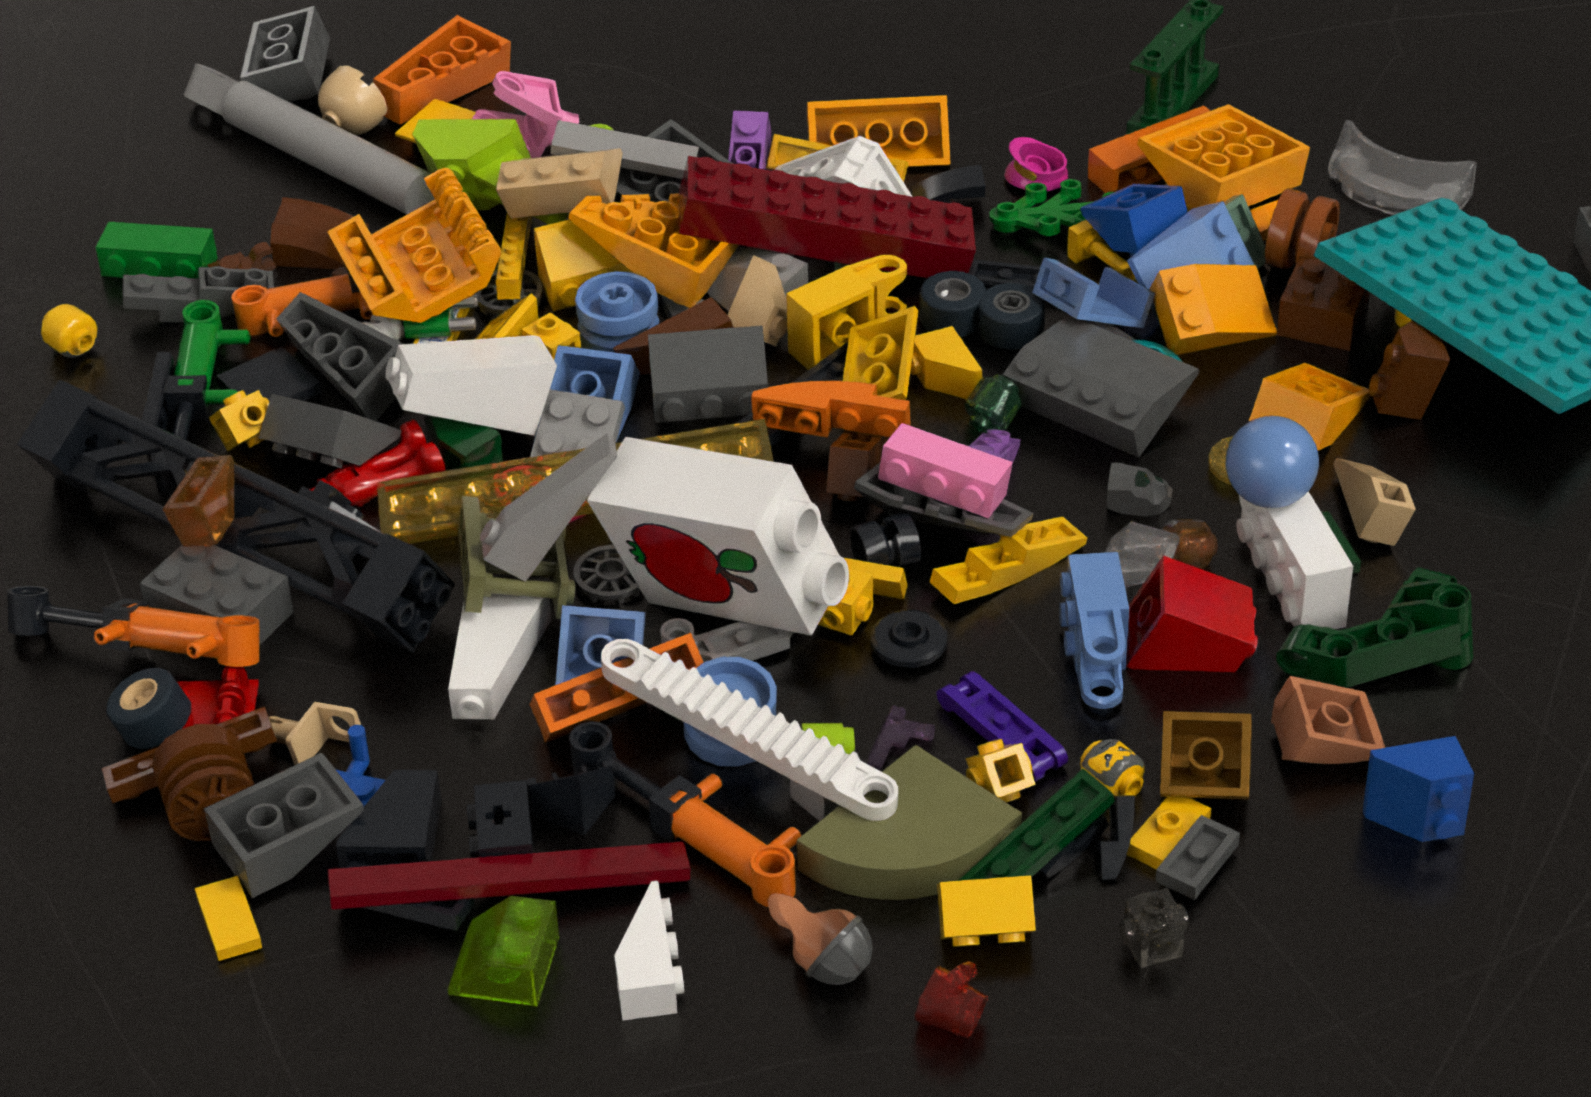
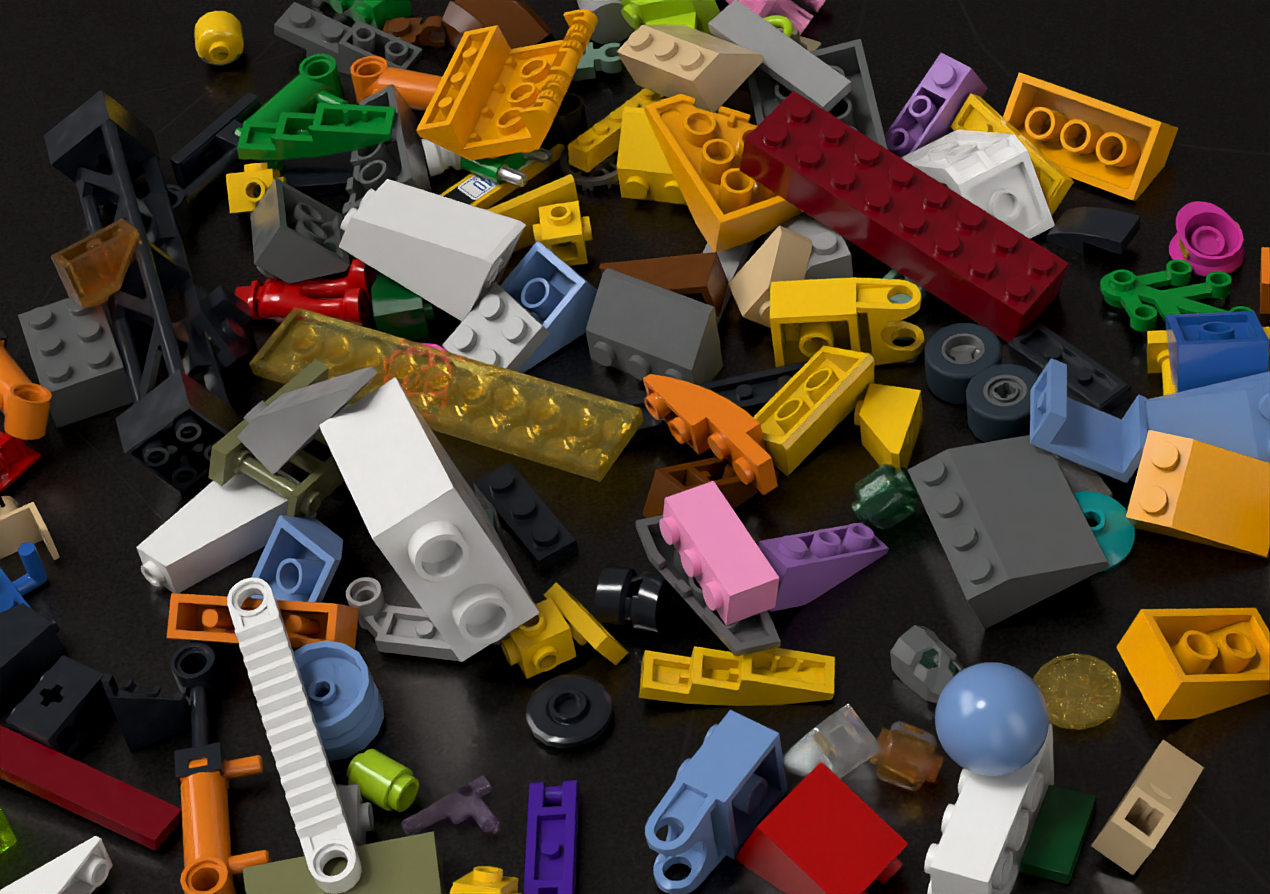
camera: 45 degrees right, 5 degrees up
(278, 347) = (327, 132): none -> green slope
(615, 309) = (645, 222): medium blue wheel -> none

